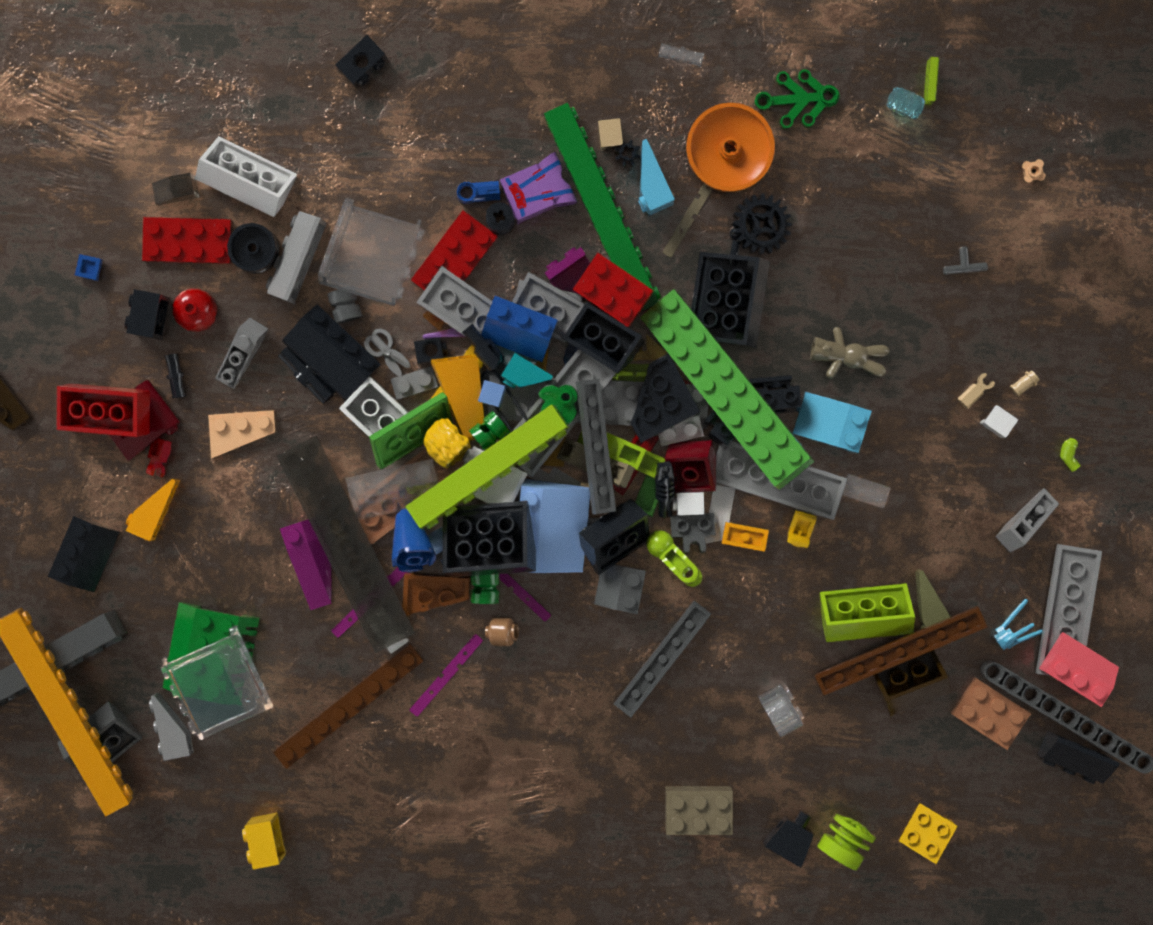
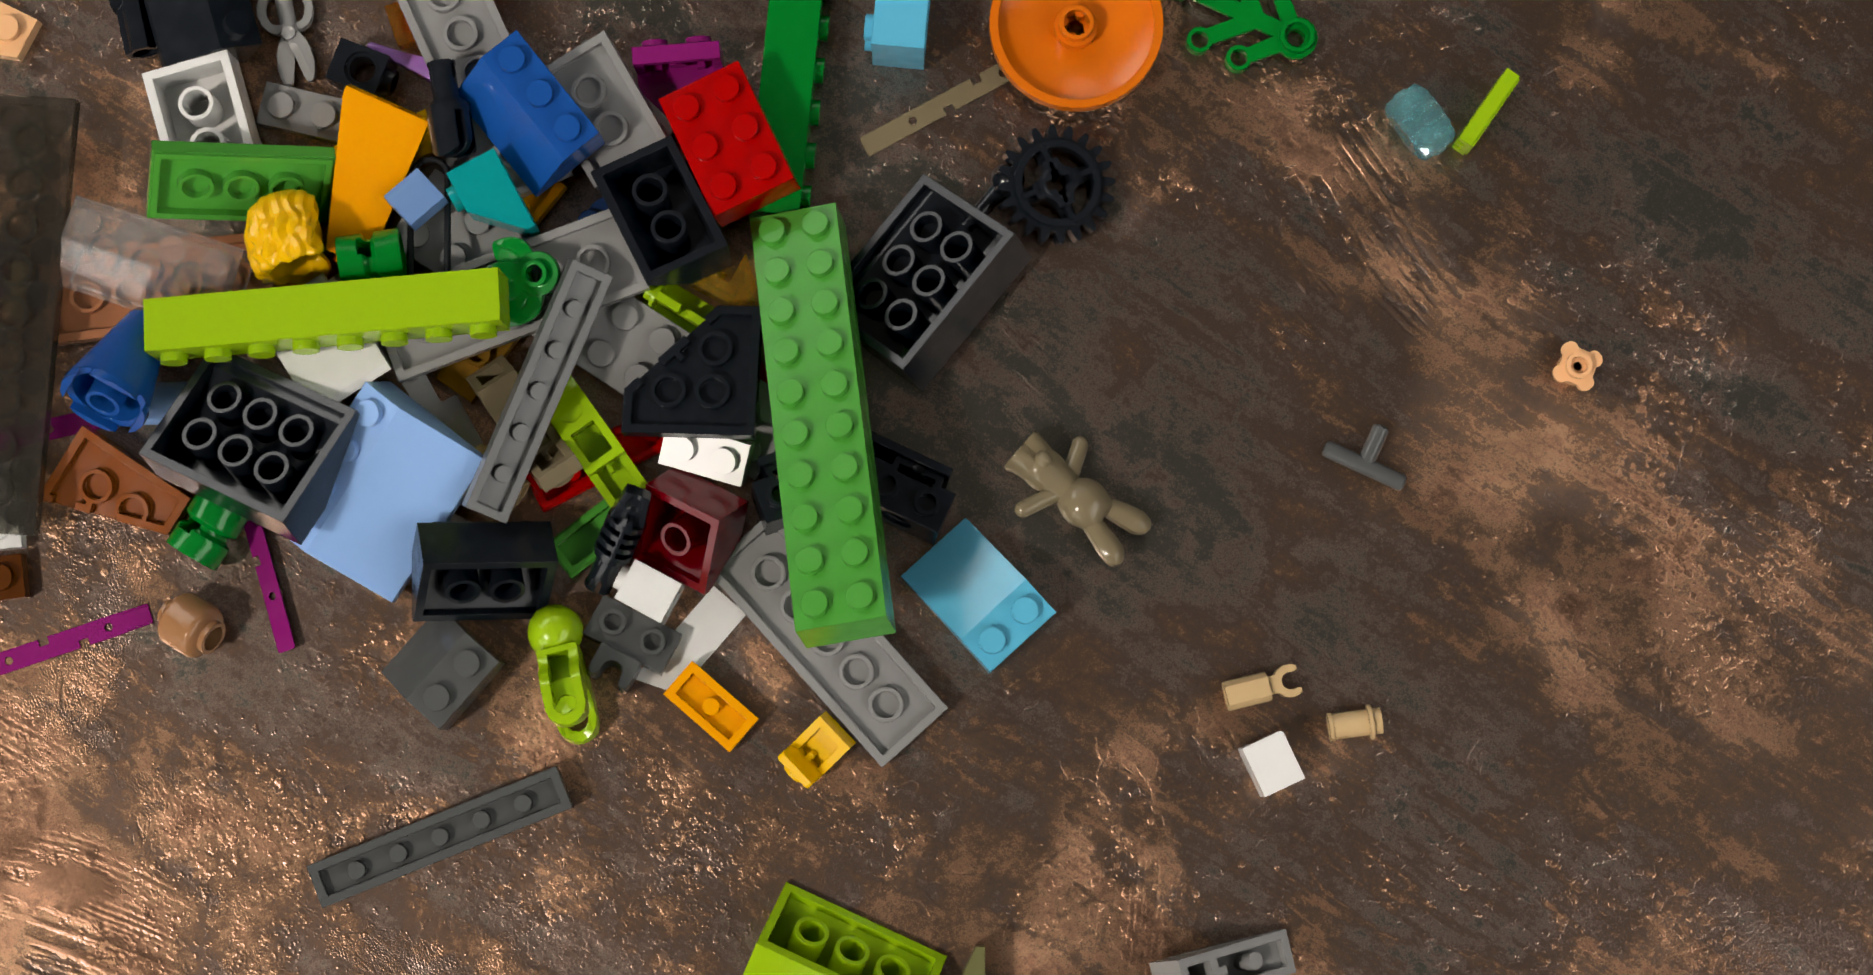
camera: 30 degrees right, 5 degrees down
(866, 491) = (968, 750): clear plate -> none
(1067, 454) = (1361, 891): lime arm -> none

